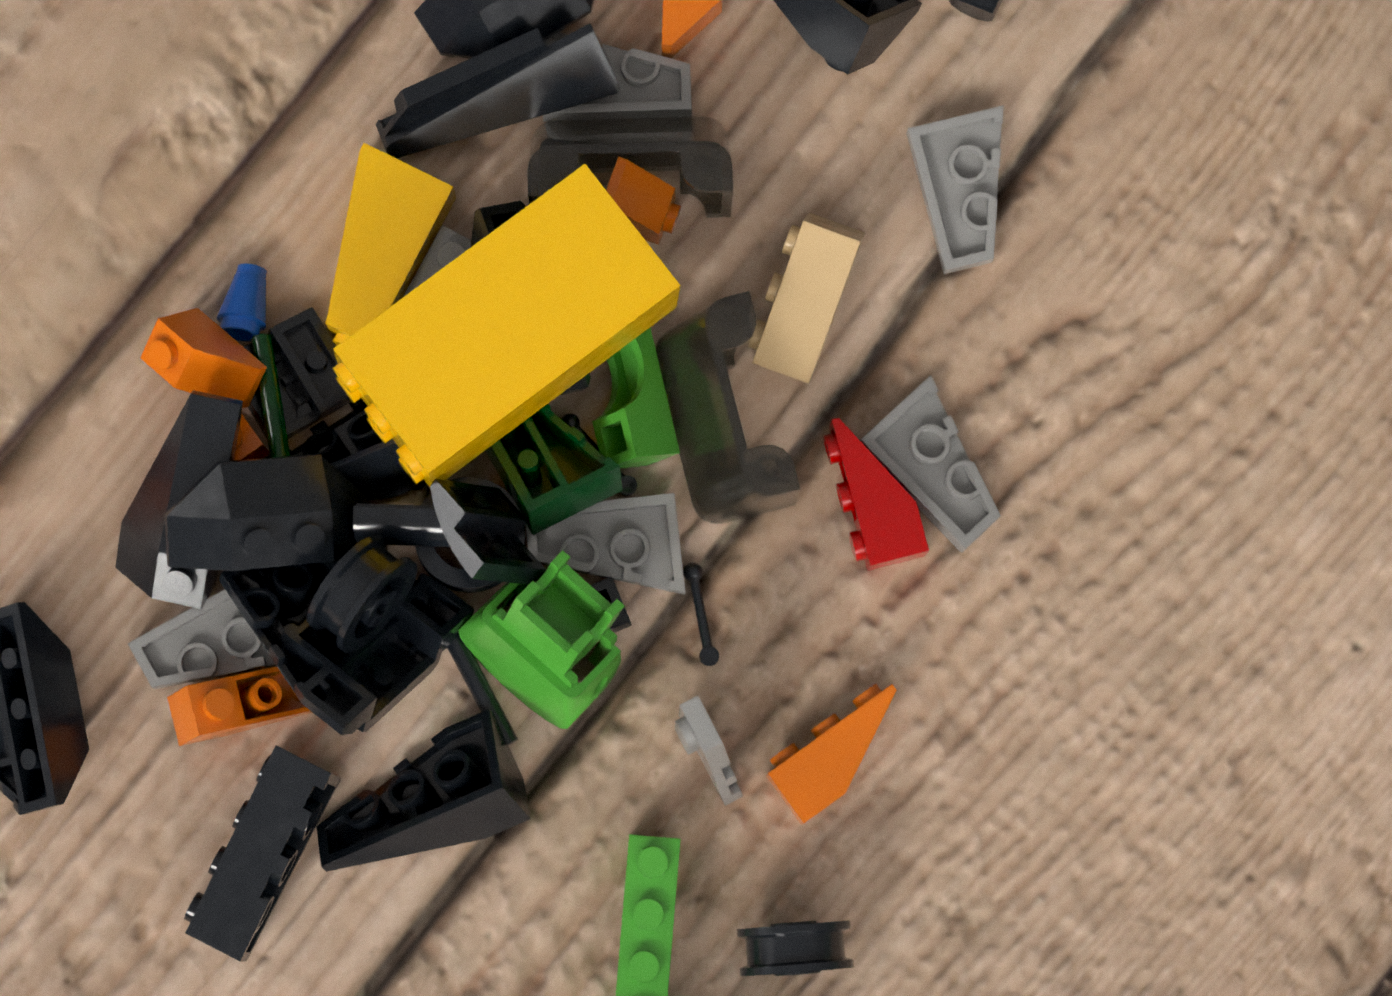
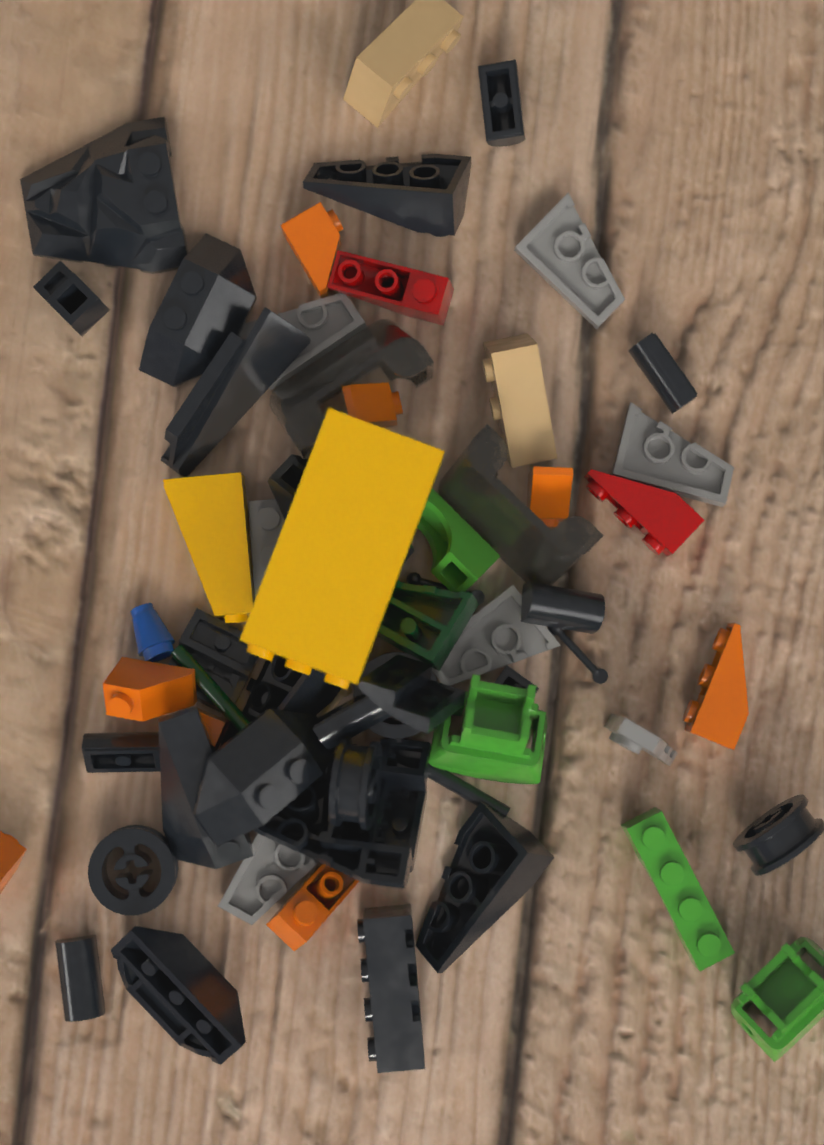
camera: 30 degrees left, 5 degrees up
(45, 581) = (138, 900): none -> black wheel
(128, 410) = (121, 752): none -> black brick
(712, 551) = (562, 607): none -> black brick
(746, 90) = (392, 287): none -> red slope
(776, 413) = (550, 493): none -> orange slope
(986, 365) = (663, 372): none -> black brick

